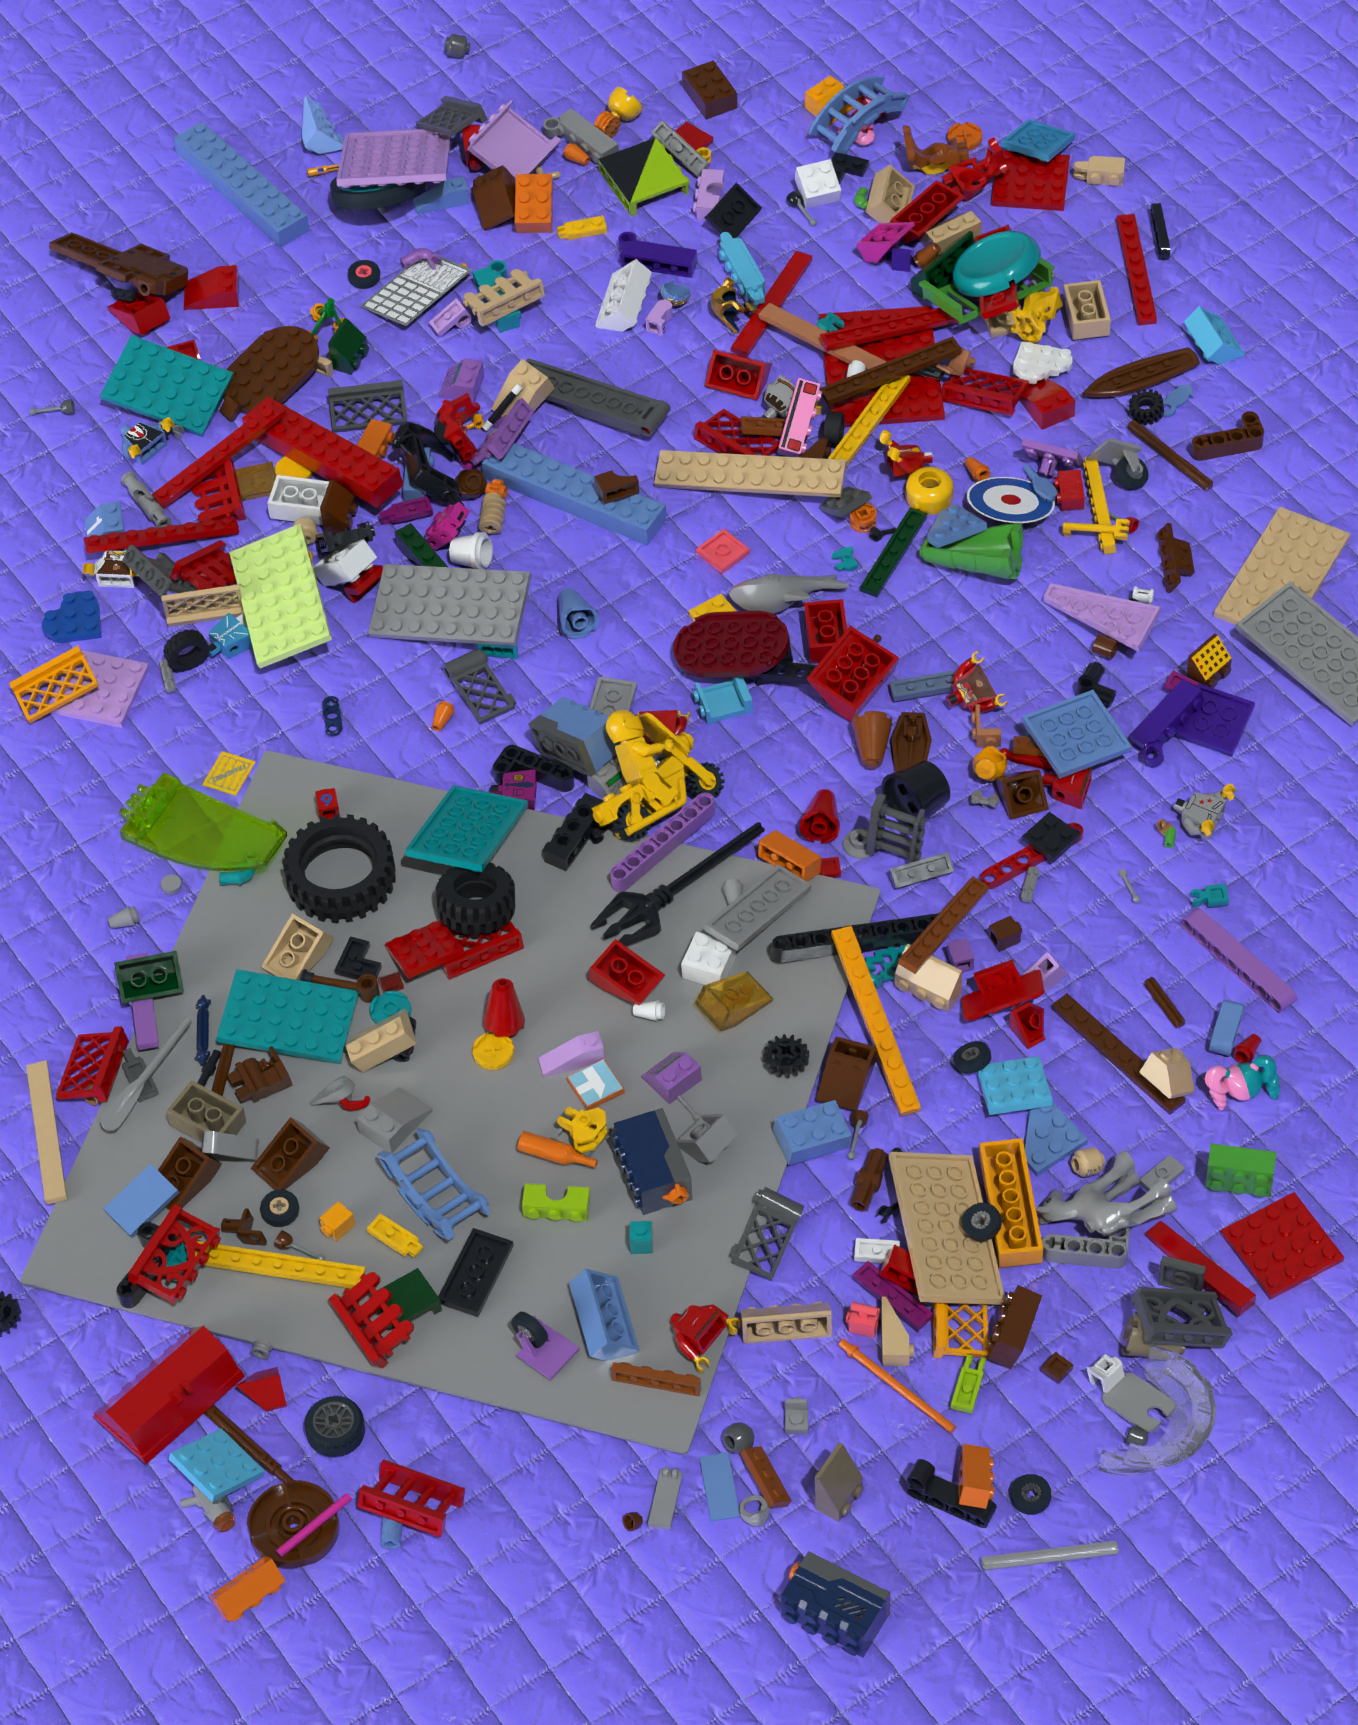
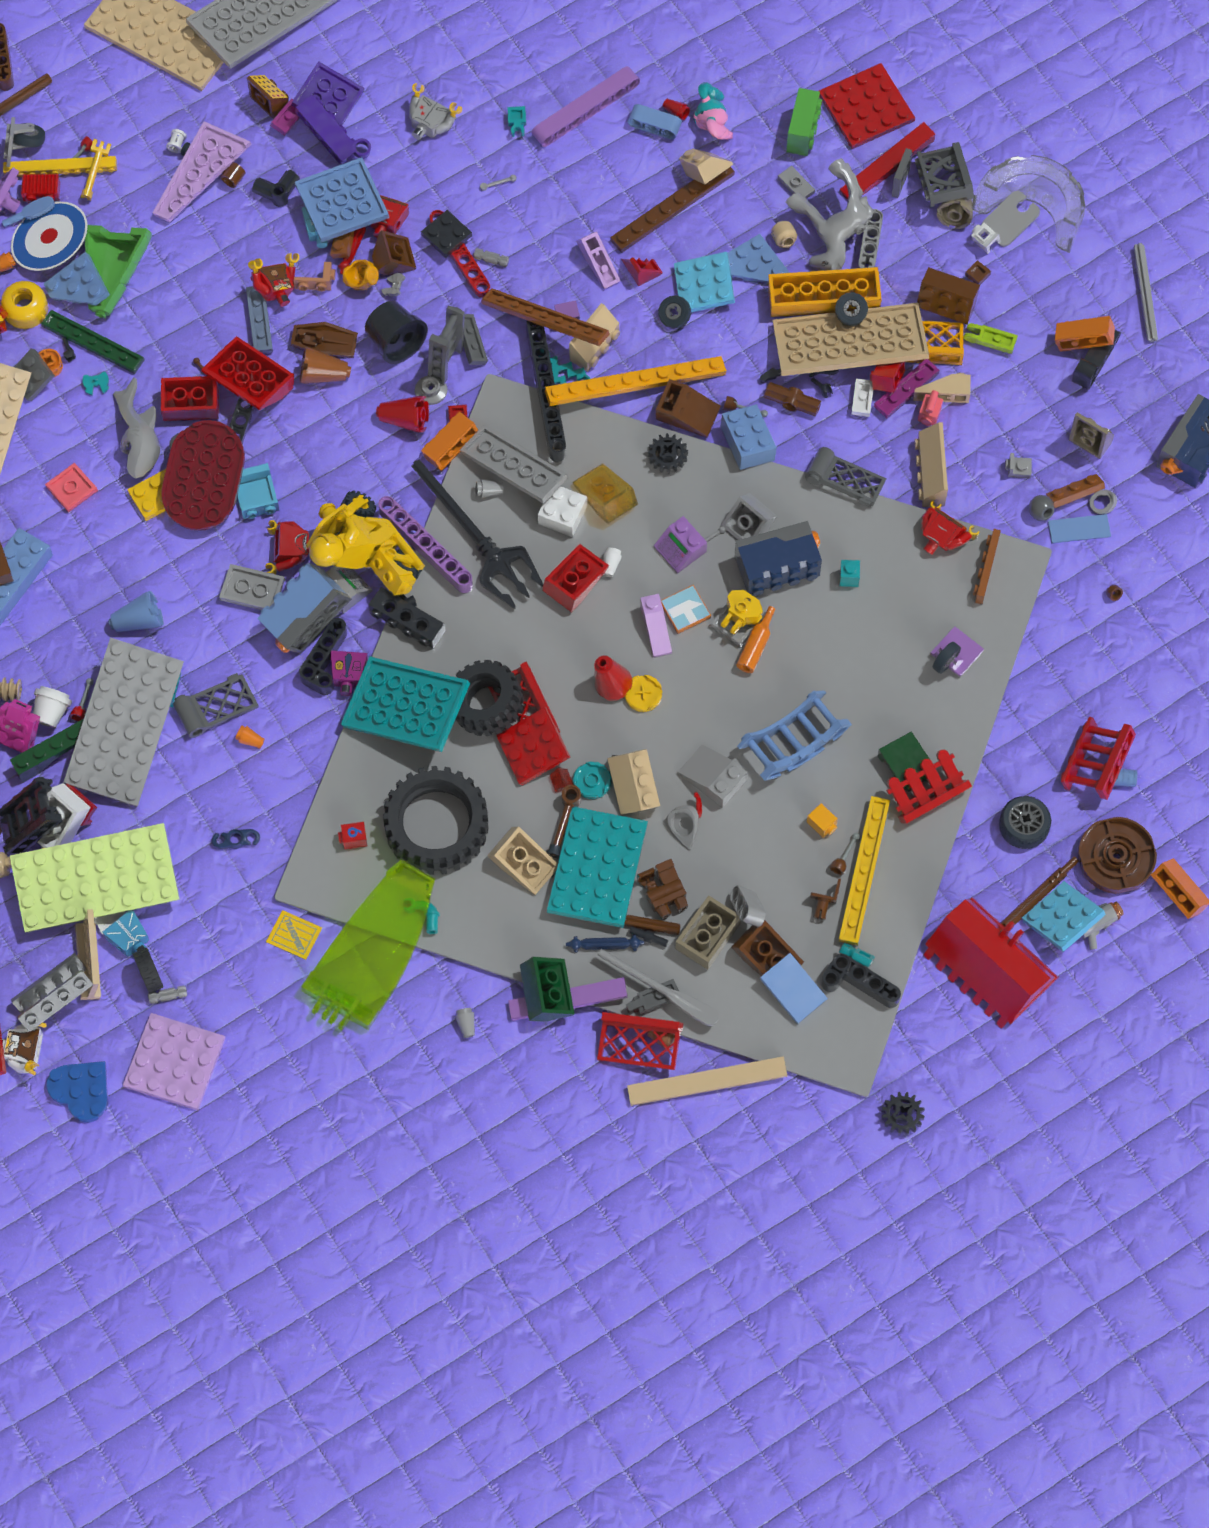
camera: 90 degrees left, 15 degrees up
(49, 673) = (159, 1103): light orange fence -> none
(168, 1227) = (862, 932): red fence -> none
(171, 884) = (427, 982): light grey tile -> none
(206, 567) = (46, 960): red fence -> none
(261, 1349) = (945, 885): light grey bush -> none
(265, 1389) = (981, 880): red slope -> none
(289, 1155) = (751, 861): reddish brown slope -> none
(289, 1210) = (810, 864): black bush -> none
(313, 1525) = (1123, 834): dark pink bar -> none
(353, 961) = (540, 811): black plate -> none
(394, 1236) = (838, 773): yellow hinge -> none
(475, 1272) = (877, 707): black plate -> none
(572, 1207) = (809, 655): lime arch -> none
(603, 1315) = (925, 606): medium blue slope -> none
(665, 1499) = (1092, 568): light grey hinge -> none
(853, 1351) = (958, 421): orange bar -> none
(1001, 988) = (615, 279): red bracket -> none
(1005, 933) = (545, 278): reddish brown brick -> none
(1023, 1486) = (1099, 299): black bush -> none
(1137, 1436) = (1041, 223): dark grey piece -> none
(1164, 1002) = (623, 166): reddish brown axle -> none
(1168, 832) = (444, 146): arm -> none
(1175, 557) = (133, 112): reddish brown bracket -> none

